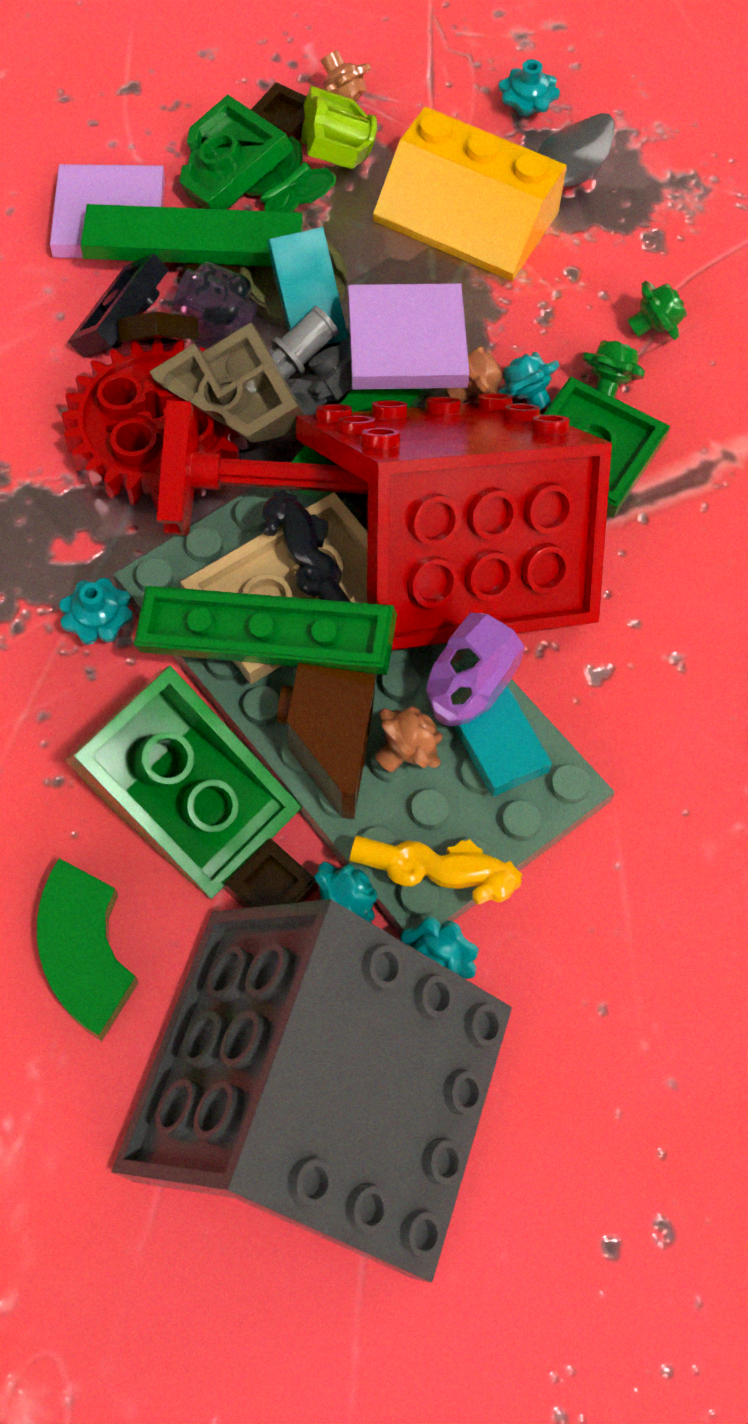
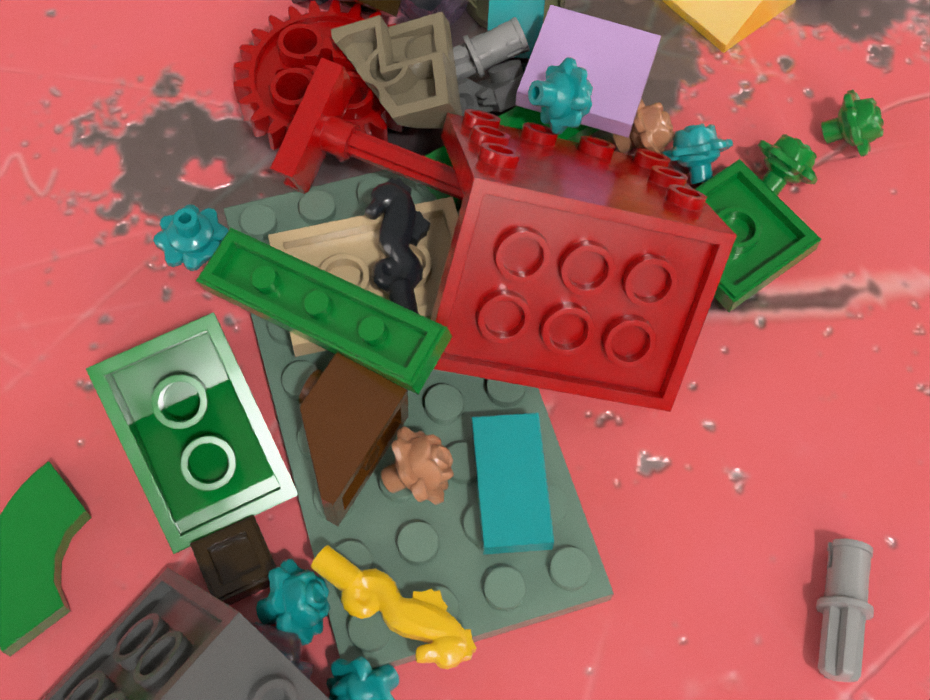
camera: 20 degrees right, 0 degrees up
(401, 366) = (562, 96): none -> teal plant
(473, 669) = (508, 419): medium lavender rock -> none

